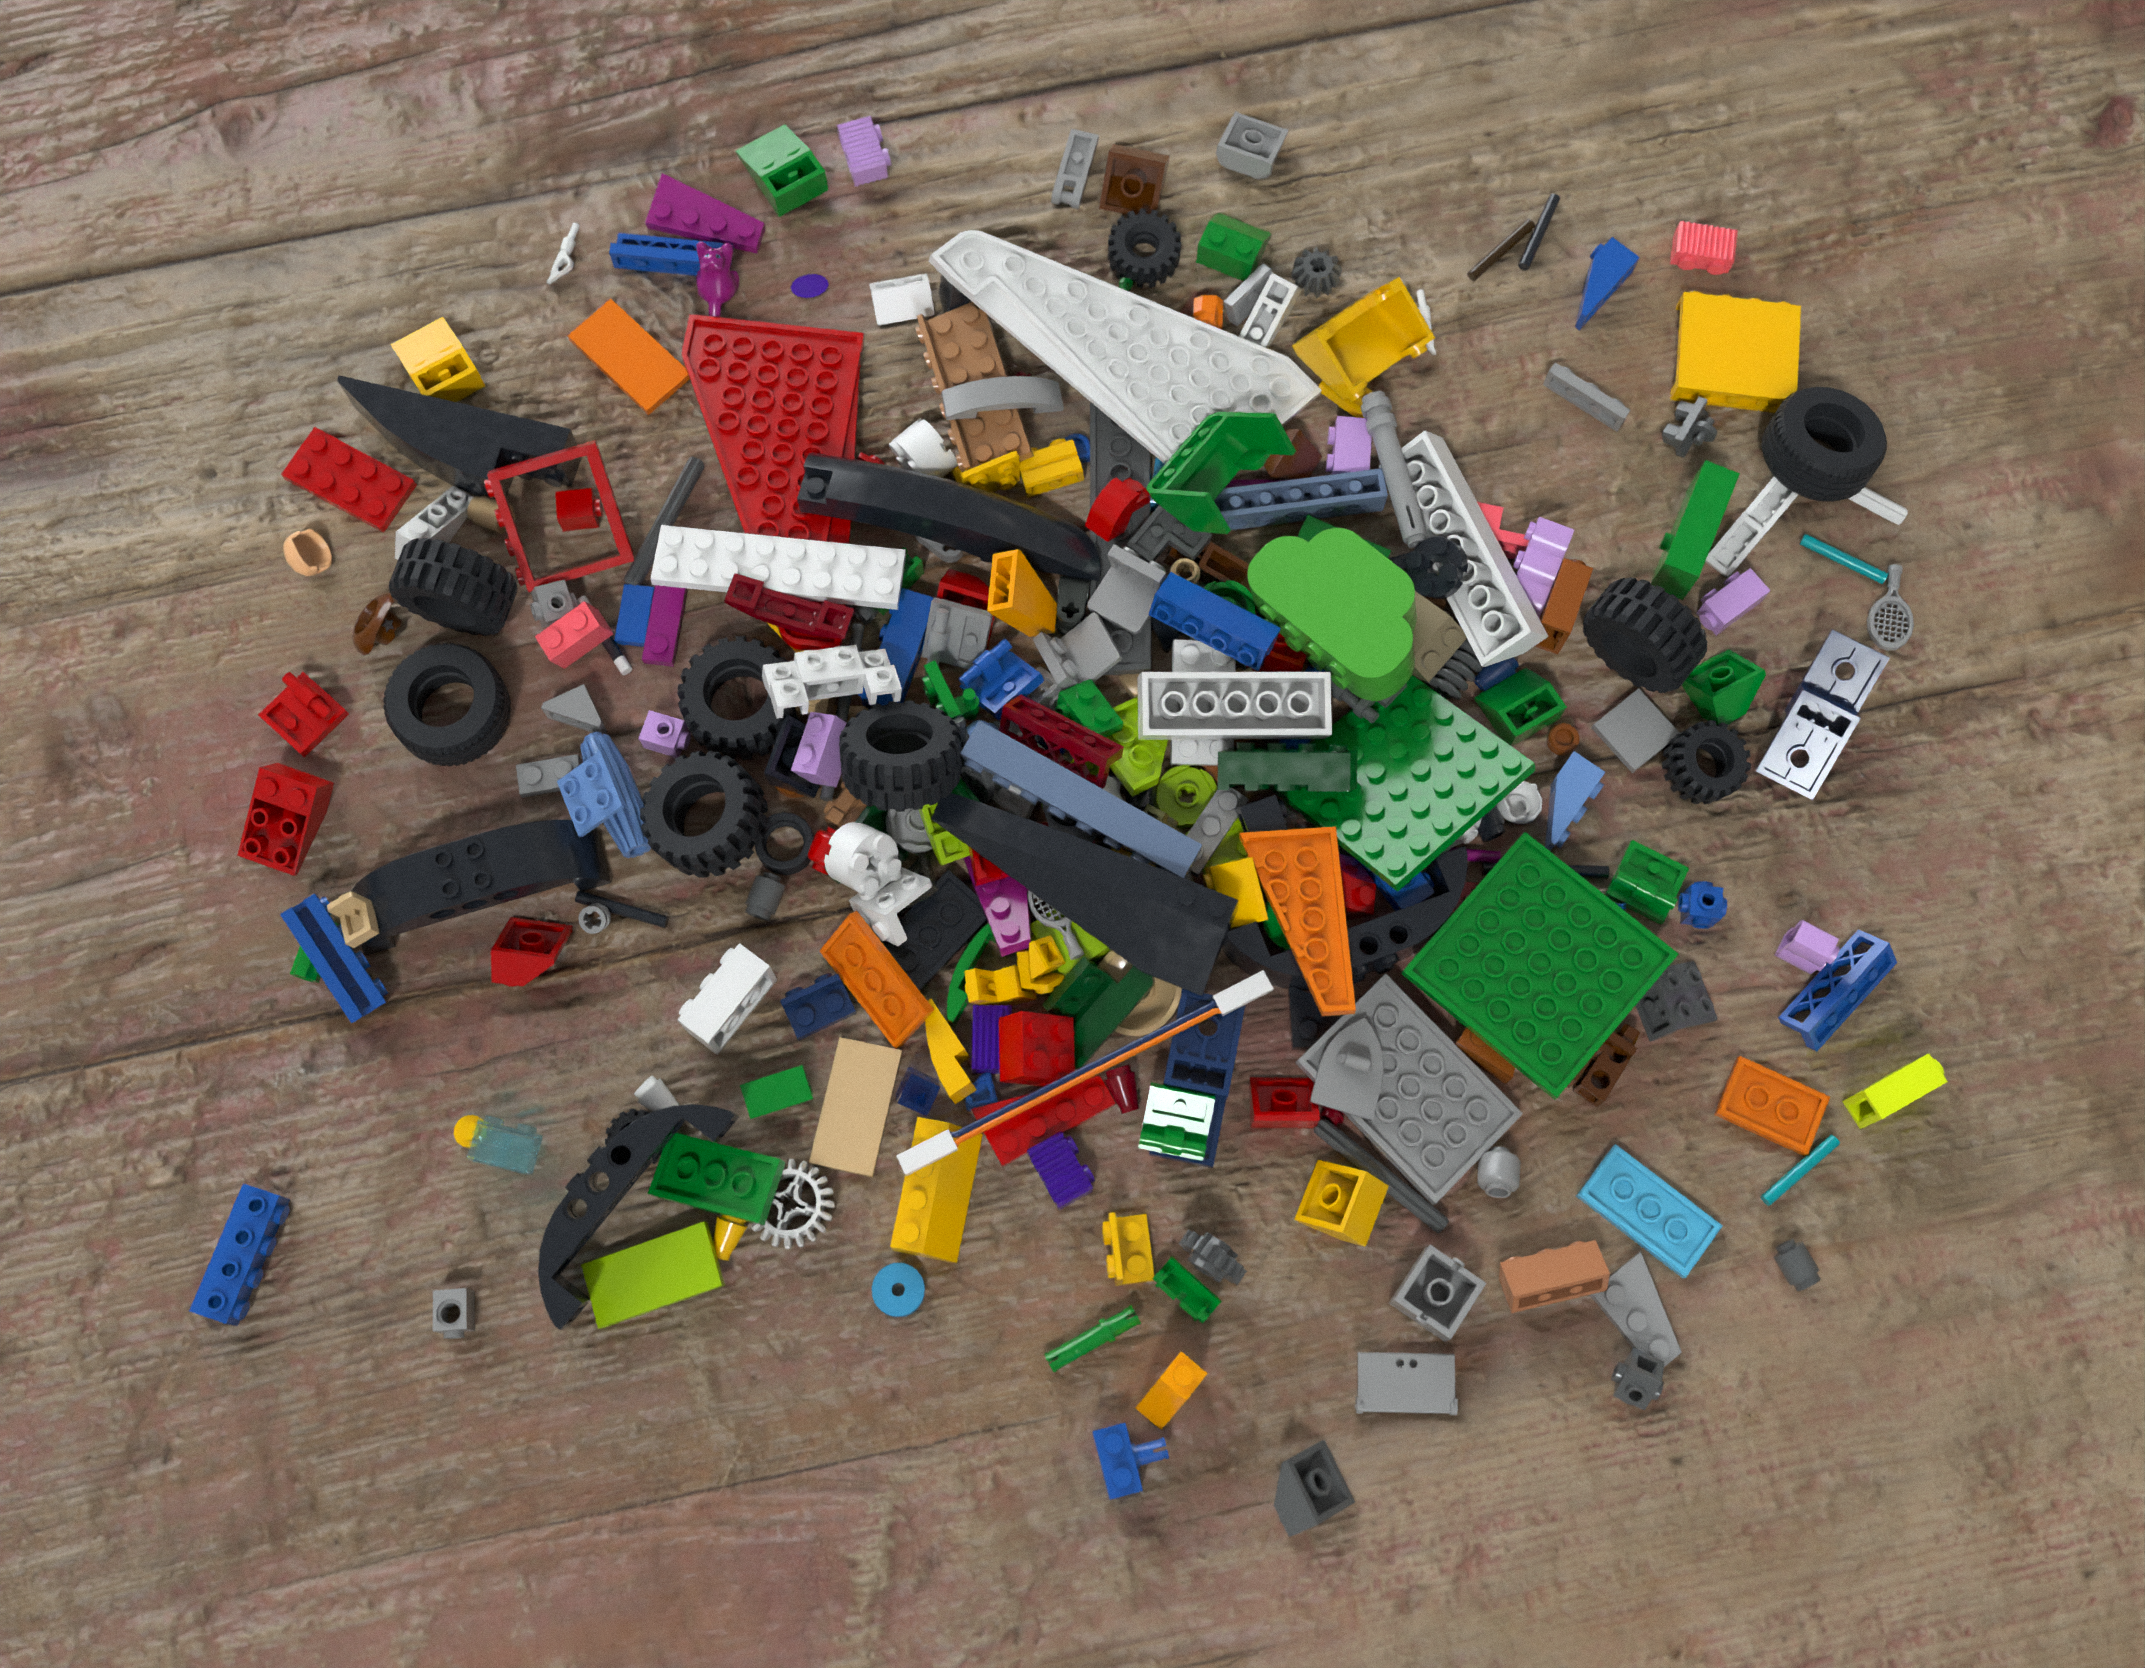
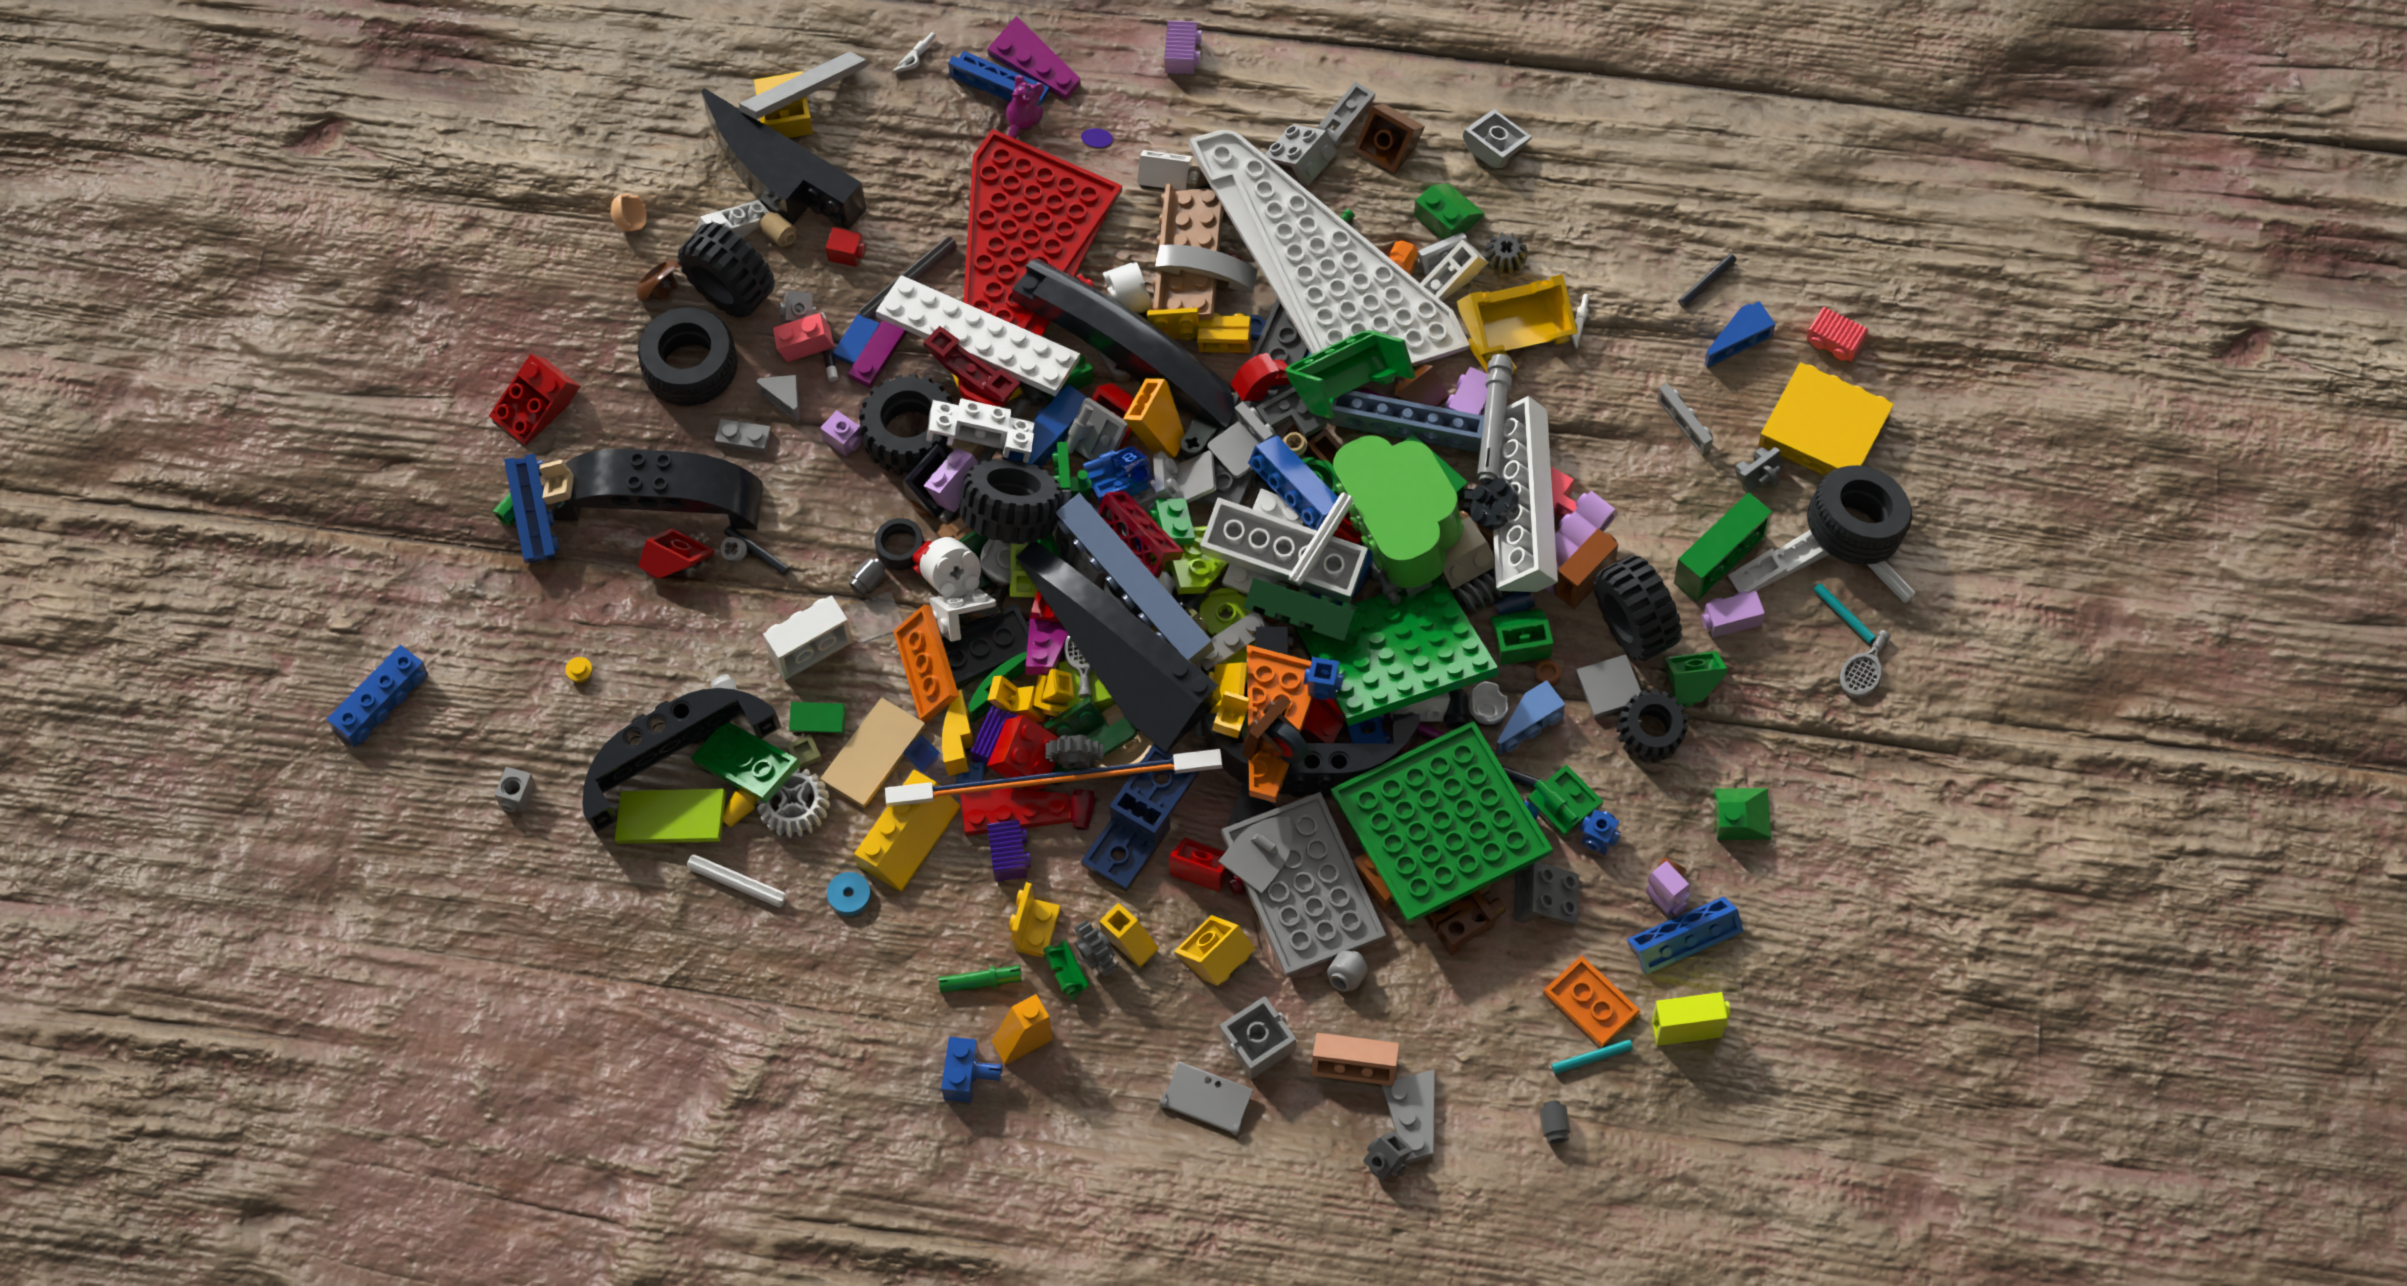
camera: 25 degrees right, 10 degrees down
(303, 713) = (578, 328): red plate -> none
(349, 479) = (681, 170): red plate -> none
(451, 334) = (802, 85): none -> light grey tile
(504, 1146) = (599, 685): clear light blue brick -> none
(514, 543) = (869, 244): red window -> none
(605, 793) = (781, 457): medium blue plate -> none
(629, 356) = (933, 146): orange tile -> none
(679, 789) = (853, 521): black tyre -> none
(761, 1324) = (736, 880): none -> white axle
(777, 1136) = (805, 751): none -> olive plate
(784, 169) = (1112, 42): green slope -> none
(792, 940) = (875, 617): none -> clear piece
(817, 1005) = (874, 669): dark blue bracket -> none
(1018, 664) = (1131, 467): none -> clear blue brick
(1047, 225) = (1304, 150): none -> light grey bracket
(1097, 1031) = (1074, 751): none -> dark grey gear
(1148, 230) = (1374, 176): black tyre -> none
(1176, 1121) = (1108, 840): plate -> none
(1241, 1224) = (1128, 935): none -> yellow slope
(1261, 926) = (1231, 714): none -> yellow bracket
(1277, 680) = (1321, 539): none -> white axle
(1310, 1489) = (1098, 1142): dark grey slope -> none
(1332, 938) = (1276, 735): none -> plate
(1351, 837) = (1323, 678): none -> blue brick
(1397, 1188) = (1261, 951): dark grey axle -> none
(1500, 250) = (1668, 284): dark brown bar -> none
(1649, 1211) = (1456, 1044): medium azure tile -> none
(1793, 917) = (1680, 869): none -> dark orange tile
(1822, 714) = (1763, 720): bracket -> none
(1835, 826) = (1742, 814): none -> green slope

